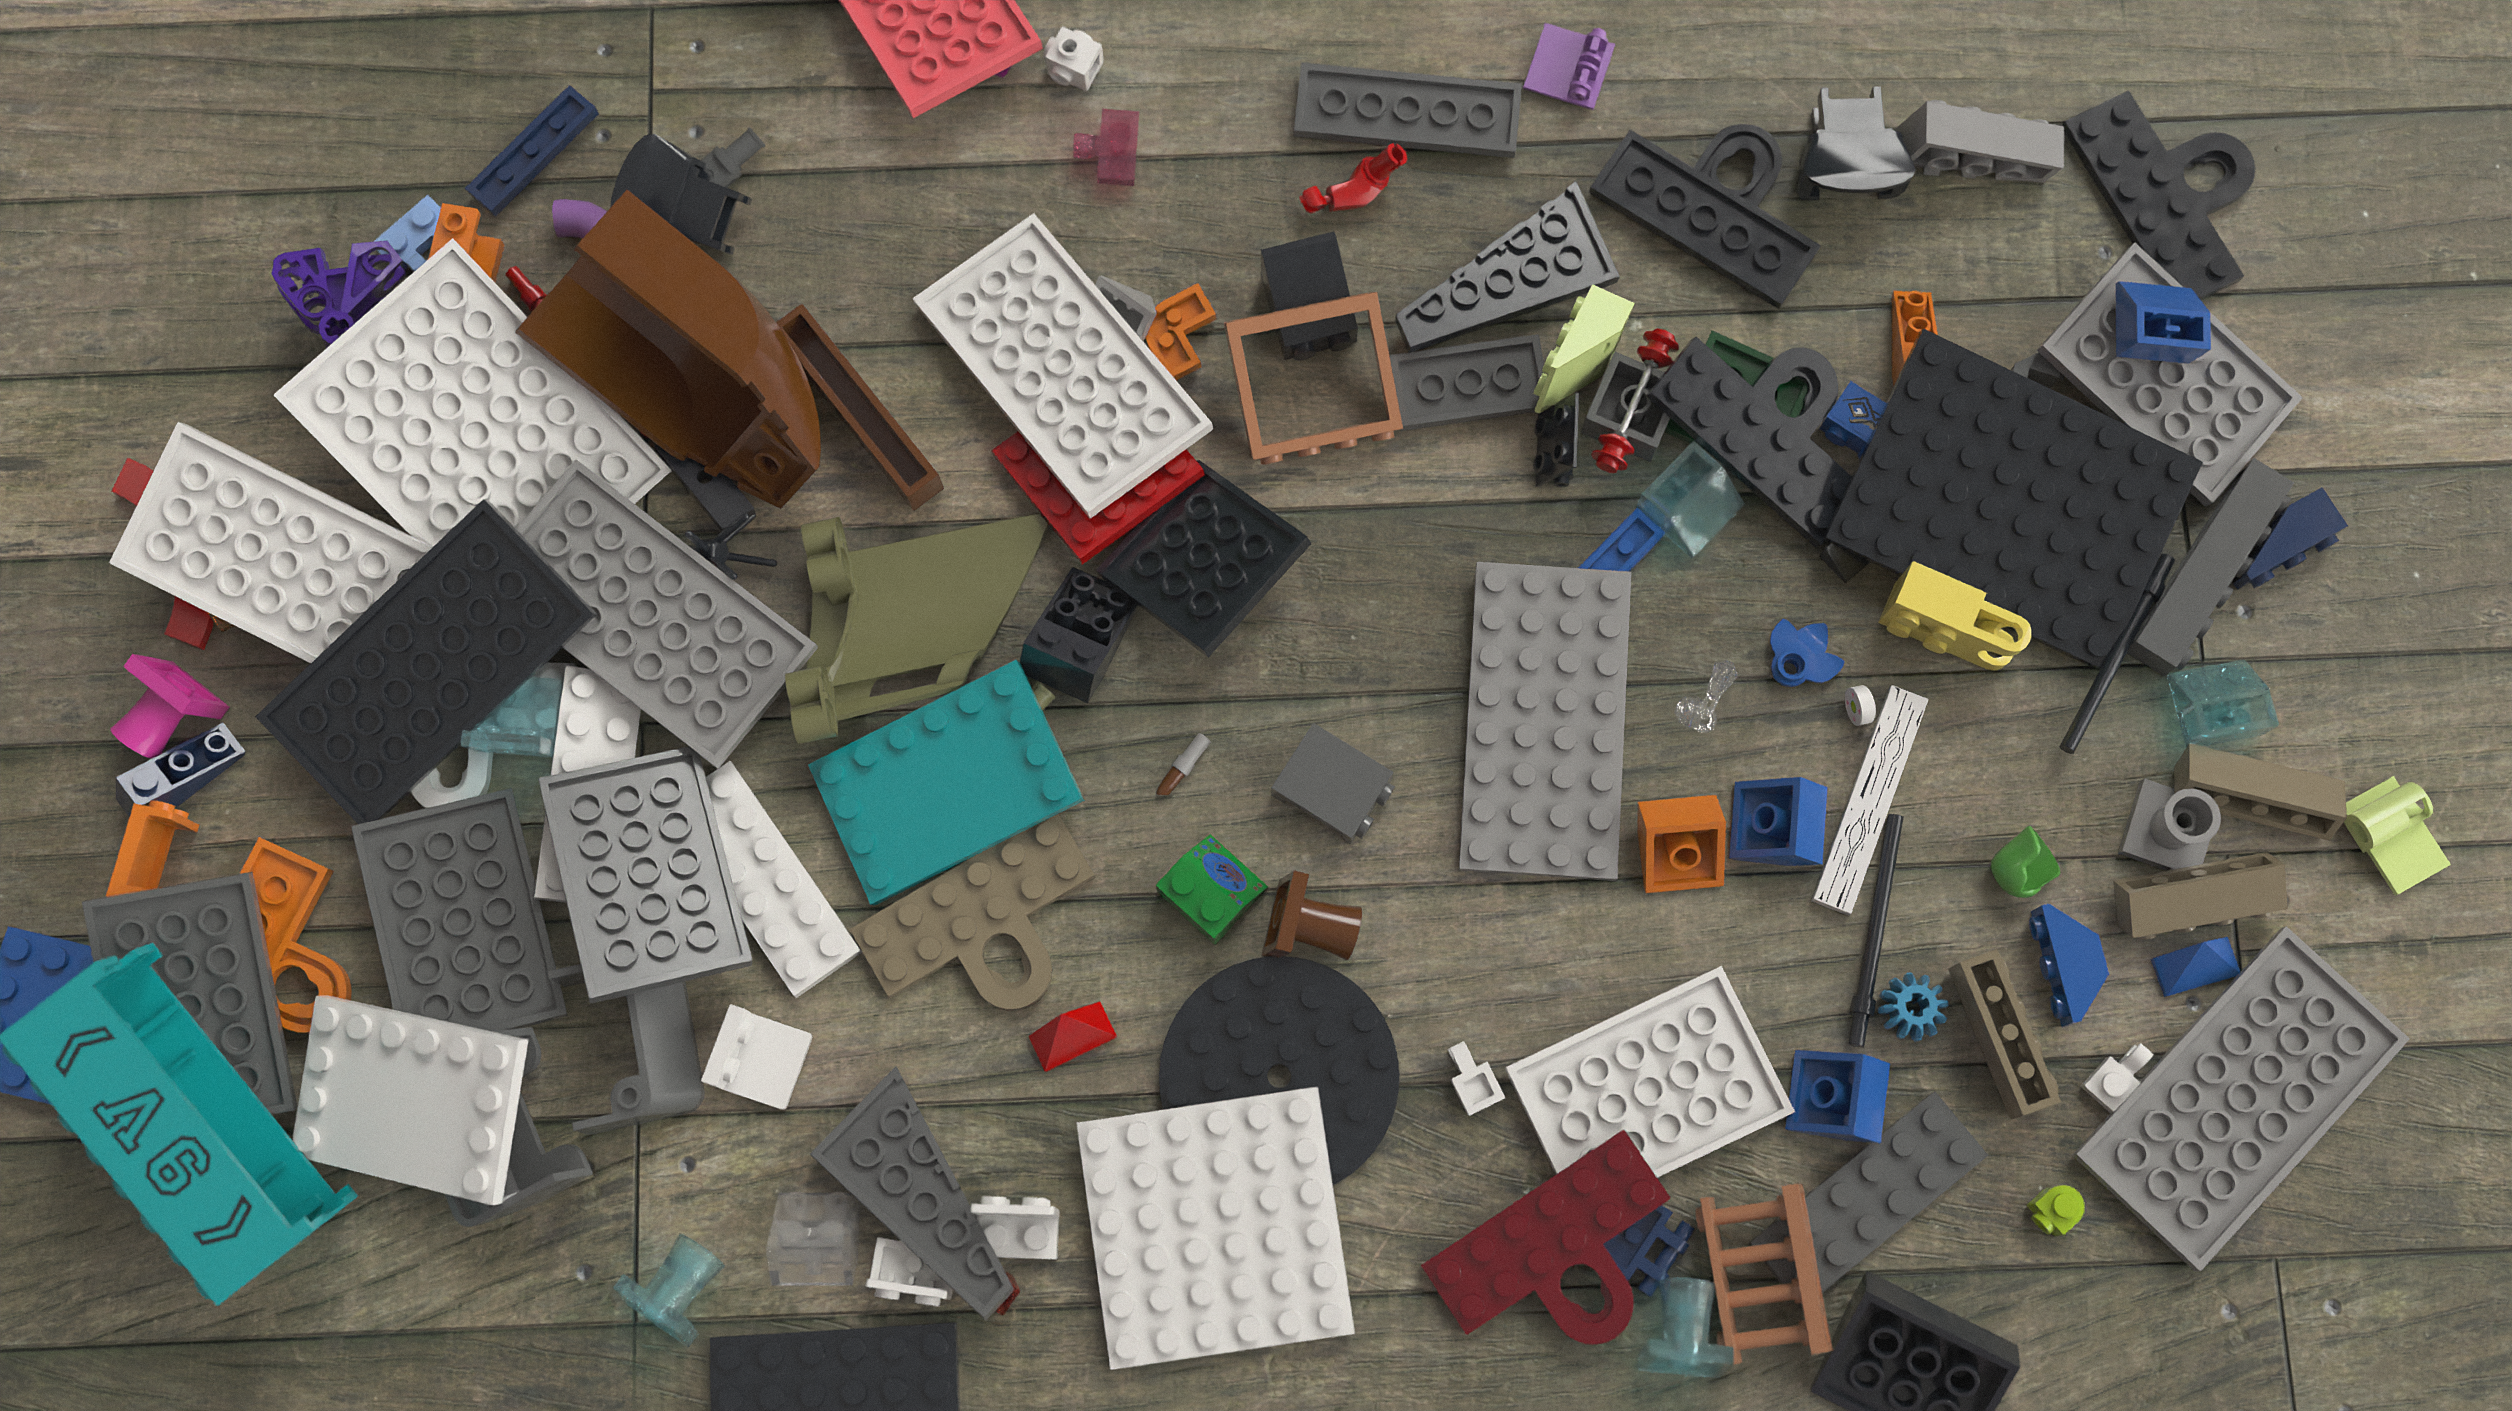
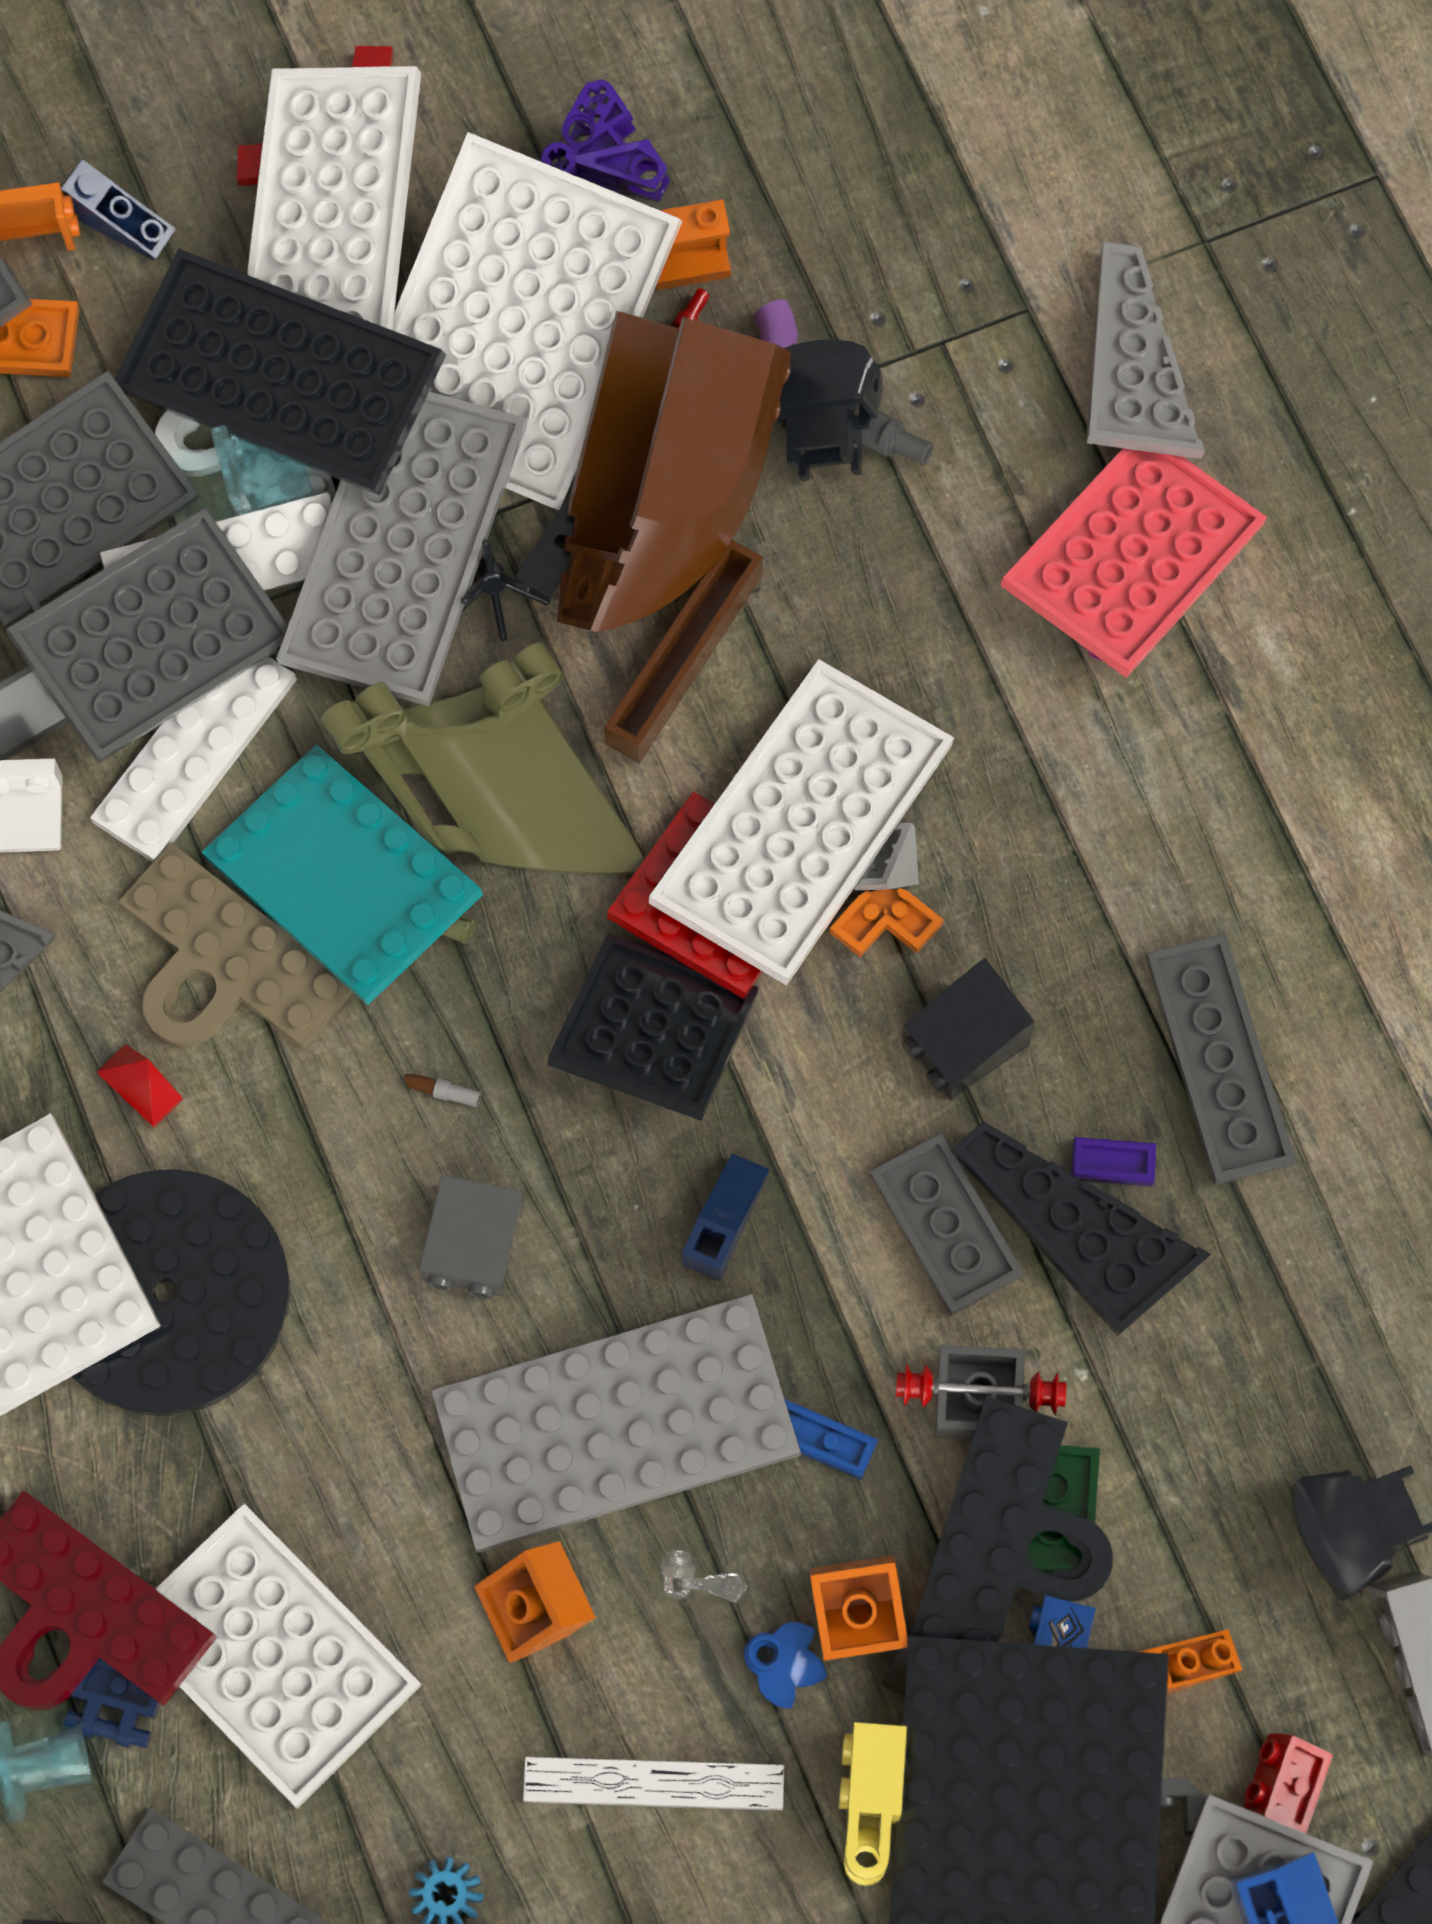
camera: 70 degrees right, 5 degrees down
(163, 705) = (178, 173): dark pink plant -> none
(413, 233) = (696, 186): light blue plate -> none
(532, 150) = (831, 261): dark blue plate -> none
(1073, 58) = (1133, 712): white brick -> none
(1077, 635) = (534, 940): black slope -> none
(1114, 147) = (1058, 788): clear pink plate -> none
(1210, 888) = (326, 1158): green slope -> none
(1309, 921) = (321, 1261): reddish brown plant -> none
(1341, 437) = (937, 1028): nougat window -> none
(1363, 185) = (1121, 1045): red arm -> none
(1398, 561) = (724, 1217): none -> dark blue slope
(1463, 229) = (1113, 1161): none -> dark purple tile
(1475, 1085) = (218, 1481): white plate -> none
(1557, 442) = (928, 1321): black hinge -> none
(1570, 65) = (1341, 1205): medium lavender hinge -> none
(1585, 346) = (1016, 1317): yellowish green slope -> none
(1691, 499) = (902, 1488): clear light blue slope -> none
(1706, 218) = (1226, 1405): black plate -> none
(1778, 821) = (592, 1694): blue slope -> none
(1781, 571) = (859, 1607): none -> orange slope
(1796, 1247) = (148, 1856): nougat fence -> none
(1838, 1095) = (327, 1848): blue slope -> none
(1860, 705) = (749, 1738): white tile -> none
(1863, 1004) = (432, 1845): black bar -> none
(2036, 293) = (1287, 1780): none -> bracket

